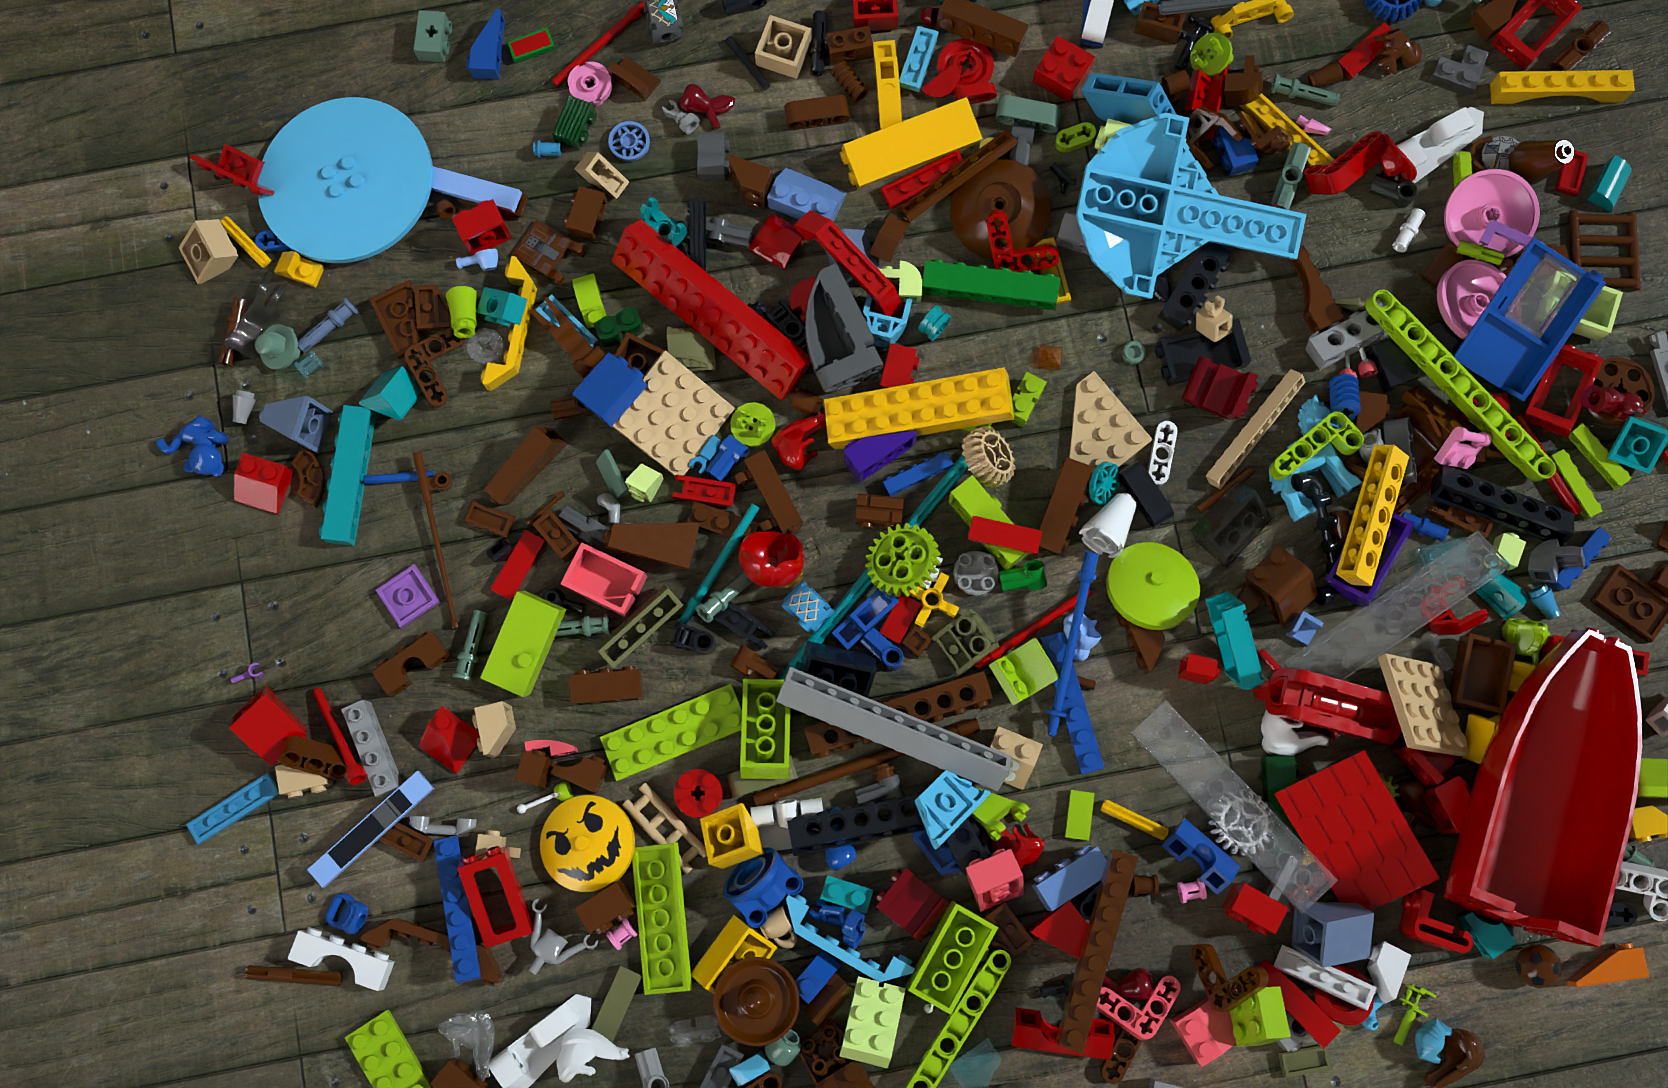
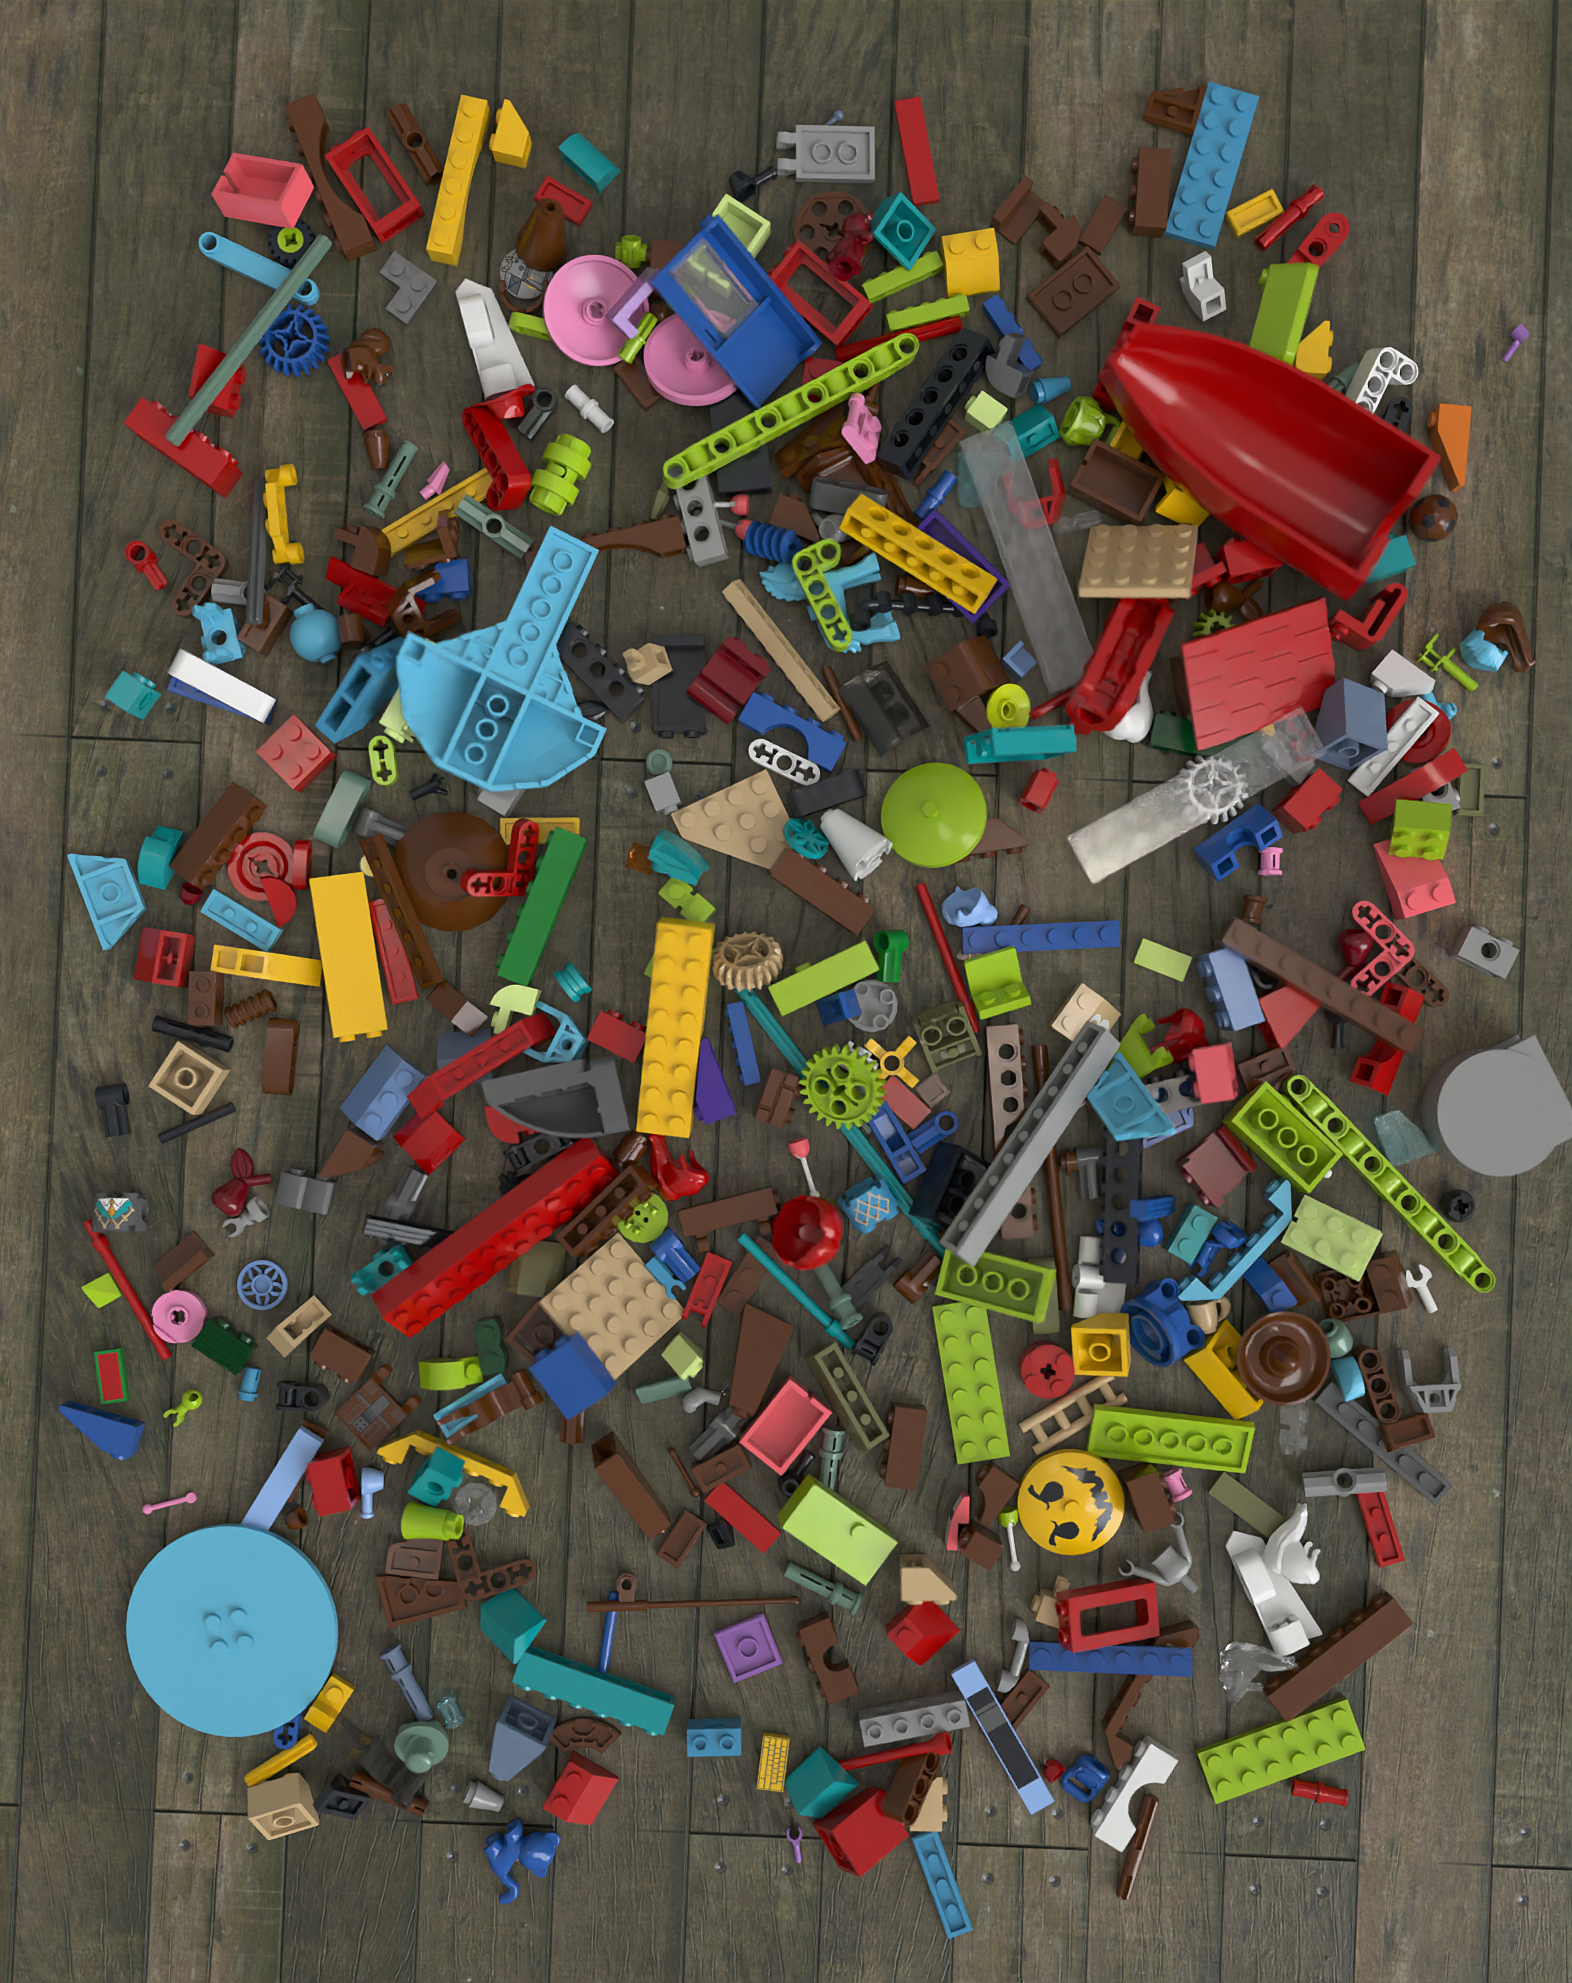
camera: 85 degrees left, 10 degrees up
(221, 293) = (340, 1799): none -> black slope
(238, 166) = (188, 1755): red bracket -> none
(300, 681) = (818, 1784): none -> teal slope
(313, 639) = (773, 1762): none -> yellow tile
(326, 583) = (714, 1737): none -> dark azure brick
(348, 883) = (1052, 1770): none -> red hinge
(432, 36) = (60, 1496): sand green brick -> none
(445, 125) = (191, 1497): none -> bright pink hinge
(524, 107) = (189, 1401): none -> lime arm
(545, 187) = (296, 1396): none -> black piece
(597, 23) = (102, 1290): none -> lime slope
(752, 391) = (607, 1210): none -> reddish brown brick
(839, 541) = (800, 1149): none -> hinge
(862, 850) = (1152, 1207): none -> blue piece
(969, 549) = (838, 1007): none -> blue slope
(1004, 535) = (846, 968): red tile -> none
(1060, 380) = (676, 858): none -> teal slope
(1086, 577) = (914, 889): blue bar -> none
(1109, 360) = (663, 794): none -> light grey brick
(1134, 819) = (1180, 902): yellow axle -> none
(1162, 59) = (315, 634): none -> medium azure brick
(1196, 427) = (763, 715): none -> blue arch
(1206, 961) = (1380, 859): reddish brown beam -> none
(1219, 48) = (321, 564): lime plate -> none
(1271, 629) = (1015, 705): none -> neon yellow dish
(1358, 219) = (555, 485): none -> lime piece
(1549, 231) = (630, 251): none -> lime gear
(1607, 118) = (512, 139): none -> yellow slope
(1630, 509) = (970, 262): none -> yellow slope
(1631, 240) = (660, 159): reddish brown bar -> none
(1631, 311) = (744, 186): none -> black bar

